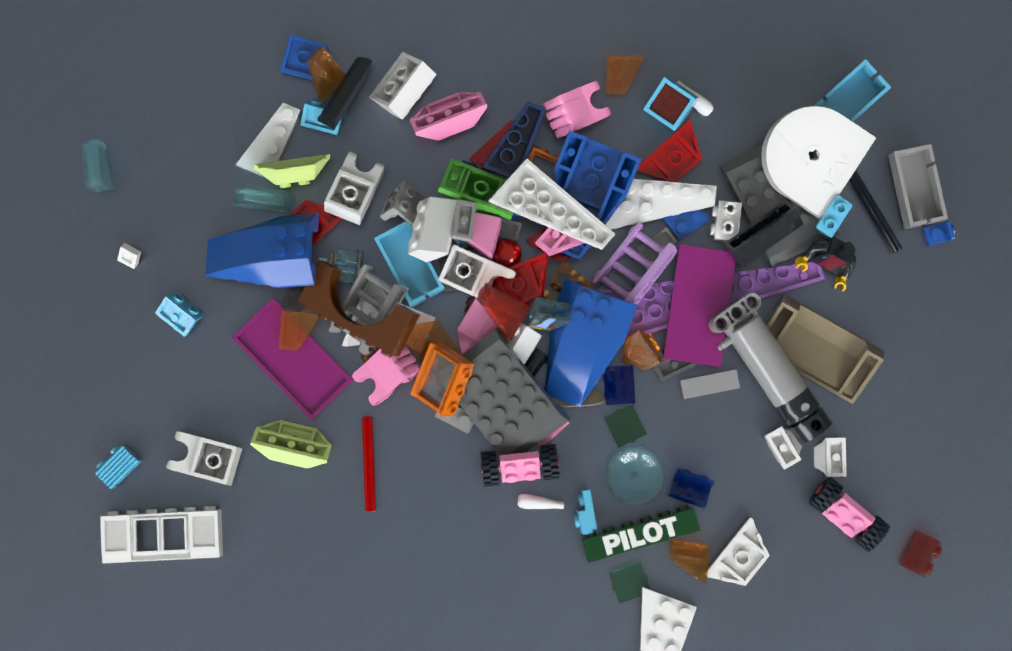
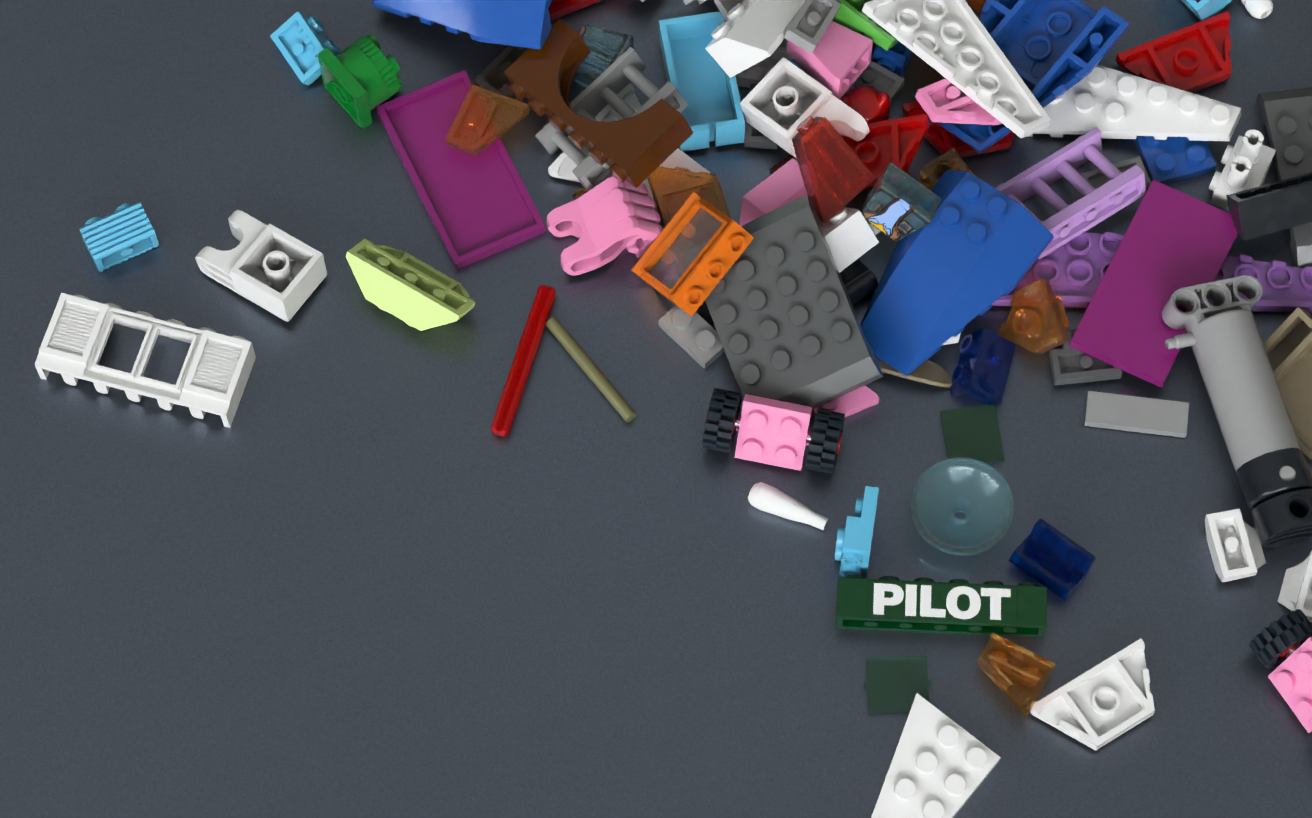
camera: 25 degrees right, 20 degrees down
(217, 326) = (360, 77): none -> green piece
(407, 456) = (591, 369): none -> olive bar

